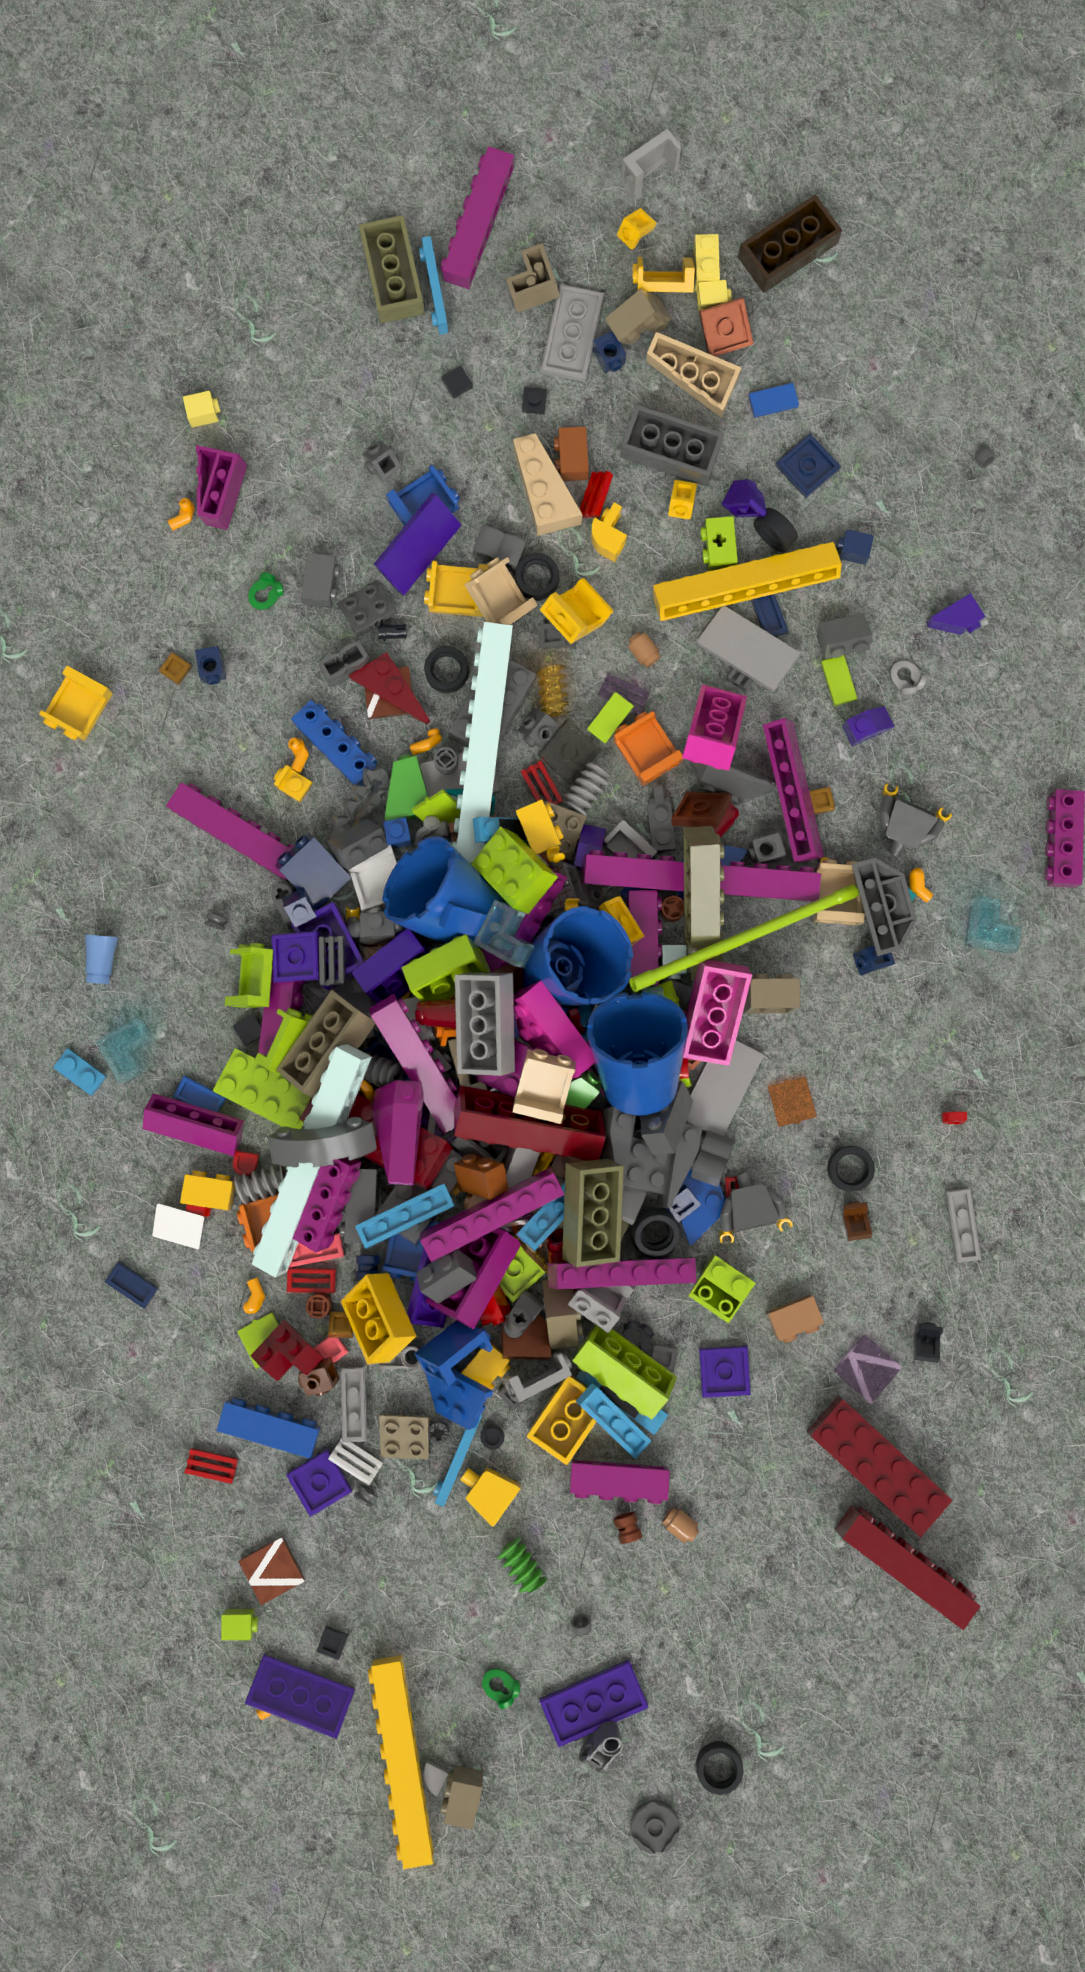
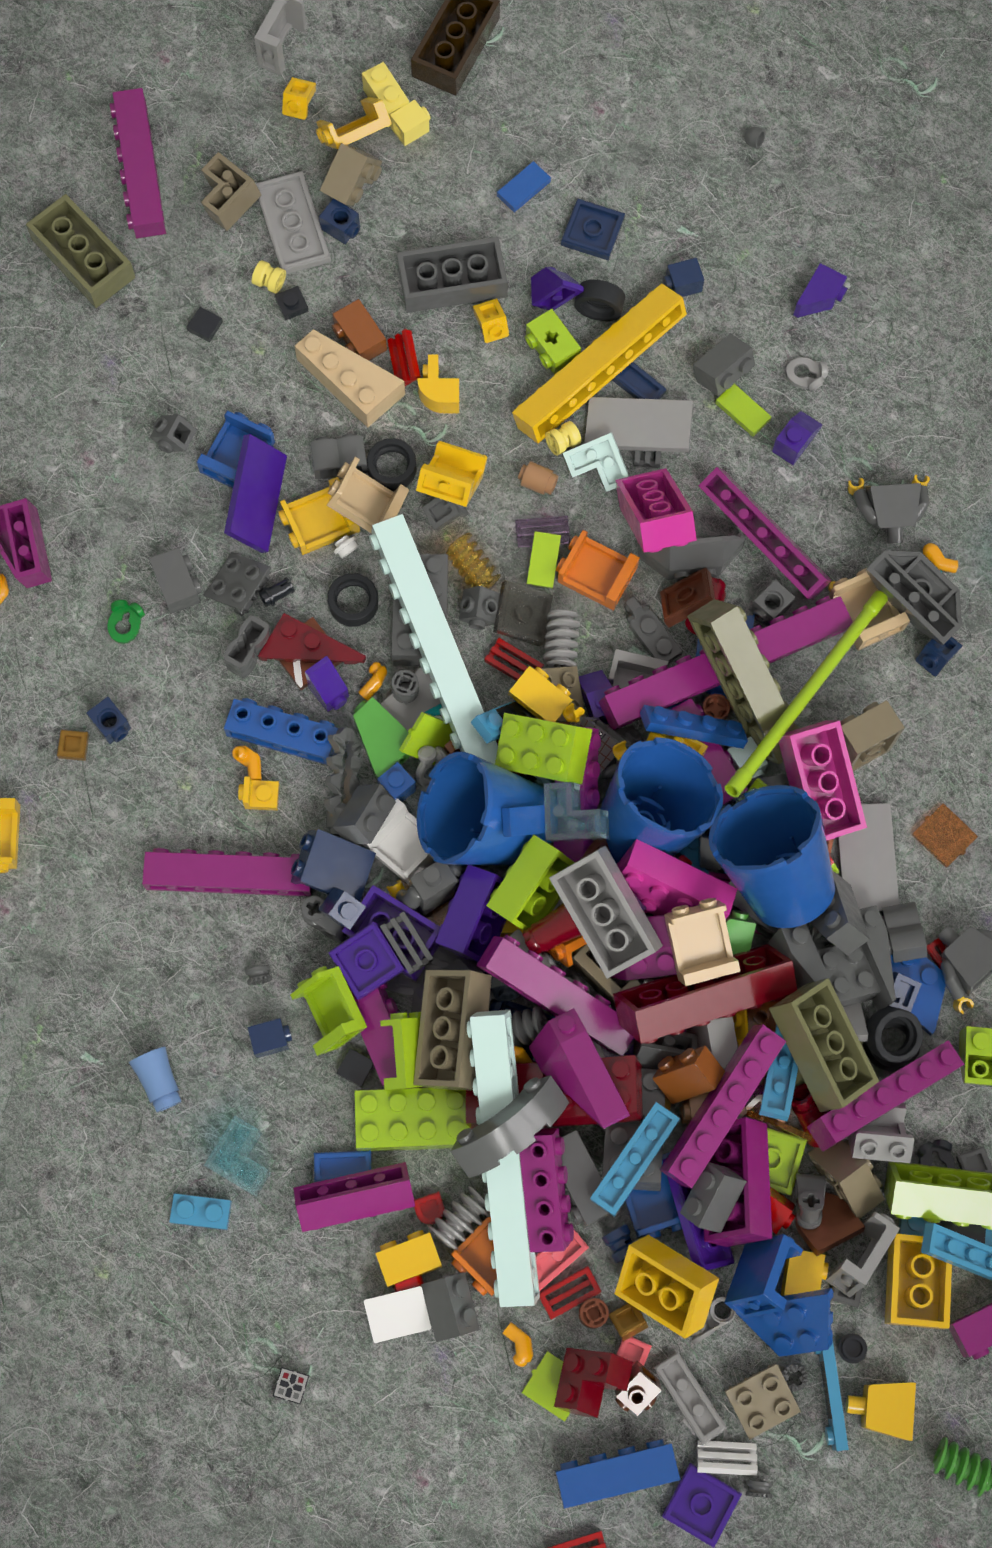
camera: 30 degrees left, 10 degrees down
(76, 1232) = (291, 1385): none -> tile
(131, 1285) = (381, 1408): dark blue tile -> none
(197, 973) = (269, 1037): none -> dark blue brick
(217, 1243) = (450, 1307): none -> dark grey brick
(387, 727) = (327, 685): none -> dark purple slope
(427, 255) = (151, 269): dark azure plate -> none
(464, 623) = (345, 546): none -> white plate
(528, 370) = (268, 276): none -> light yellow wheel
(642, 914) = (693, 726): none -> blue plate
(682, 627) = (561, 439): none -> light yellow wheel
(695, 371) = (434, 196): tan wedge -> none
(704, 658) = (598, 454): none -> light aqua plate
(726, 327) = (439, 142): tile -> none
(822, 800) = (797, 529): pearl gold tile -> none

